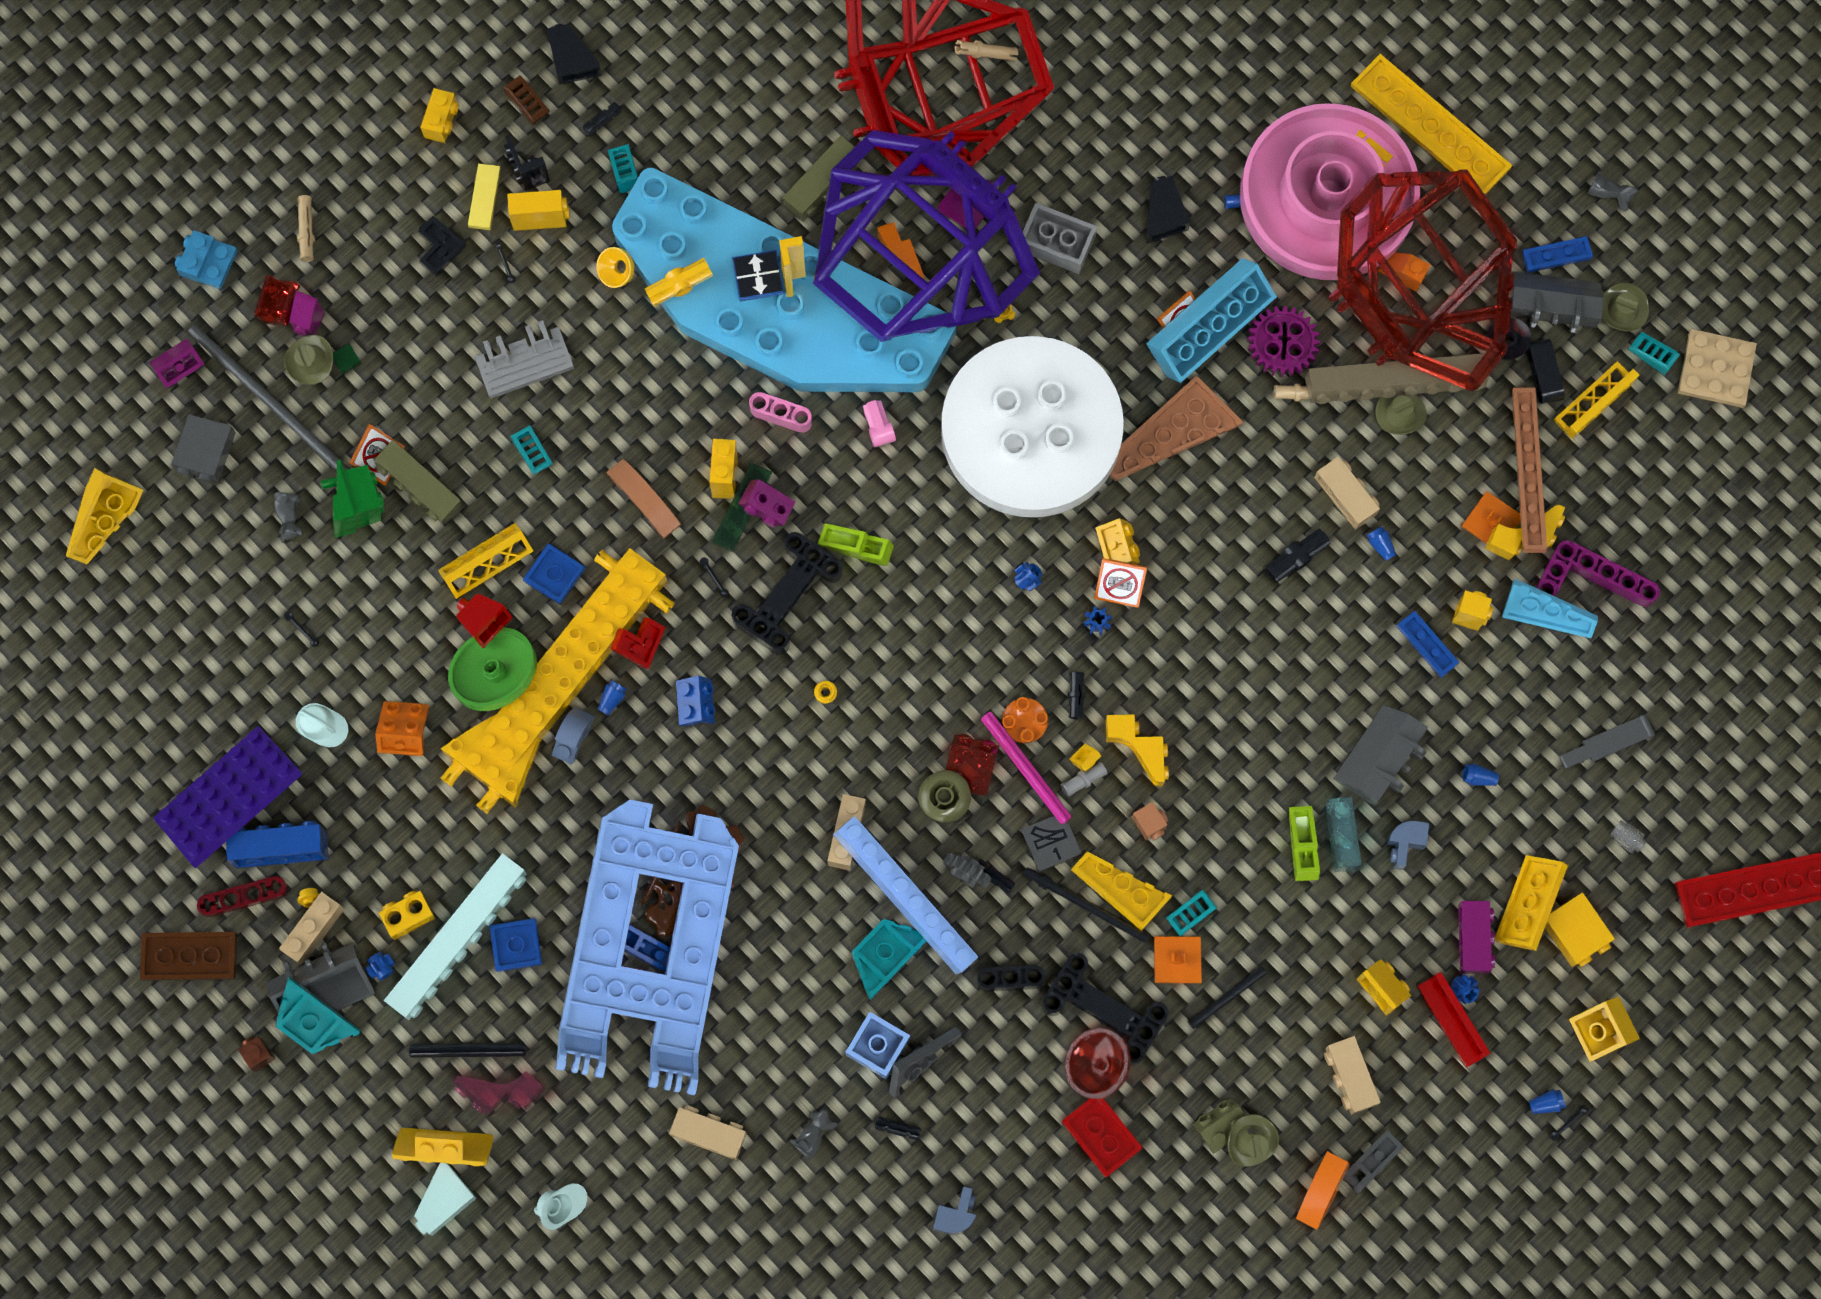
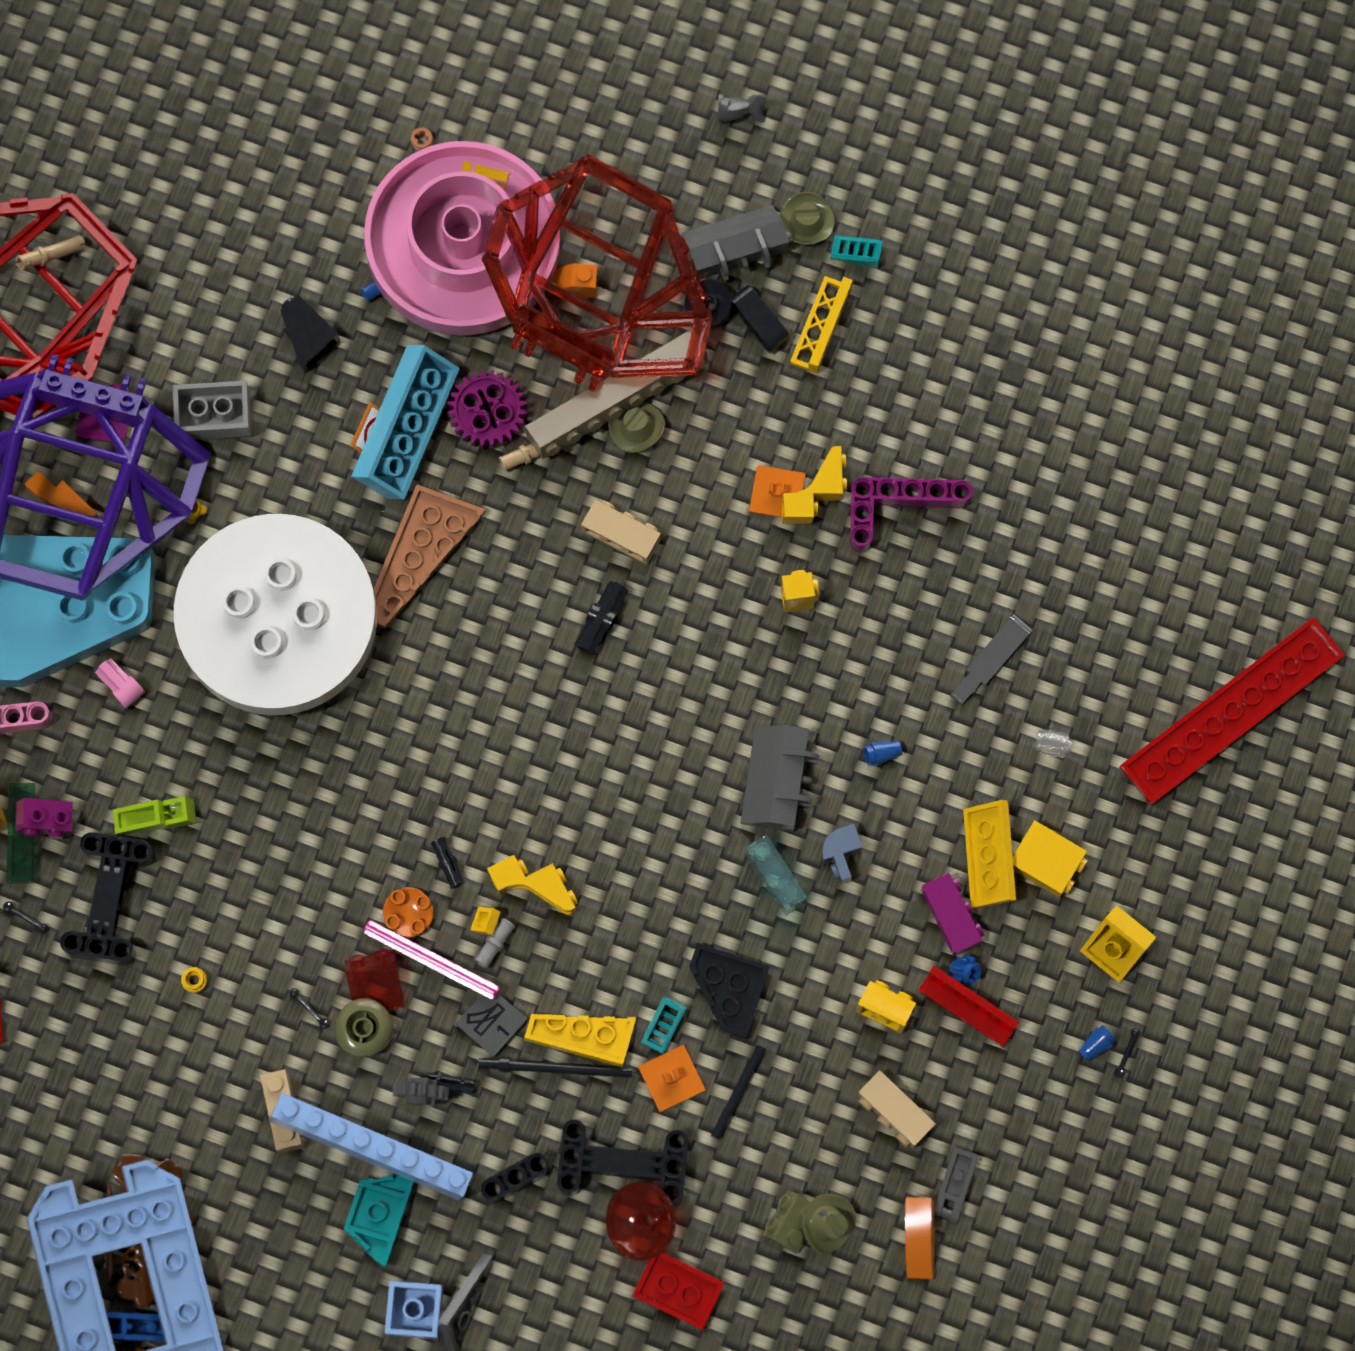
camera: 25 degrees left, 0 degrees up
(695, 701) = (66, 1052): blue bracket -> none
(913, 777) = (323, 1023): none -> black hinge
(1028, 576) = (343, 766): blue gear -> none
(1094, 627) = (436, 771): blue gear -> none
(1118, 542) = (417, 690): yellow bracket -> none
(1120, 582) = (438, 728): piece -> none
(1150, 821) = (580, 953): nougat brick -> none
(1261, 907) = (729, 986): none -> black plate
(1304, 843) = (741, 902): lime slope -> none
(1333, 90) = (417, 133): none -> nougat bush
(1382, 543) = (679, 566): blue cone -> none
(1427, 644) = (770, 645): blue plate -> none
(1429, 123) = (530, 122): yellow plate -> none
(1529, 470) = (789, 425): nougat plate -> none
(1545, 610) = (866, 558): medium azure wing -> none
(1557, 254) = (716, 196): blue plate -> none
(1717, 368) = (925, 237): tan plate -> none

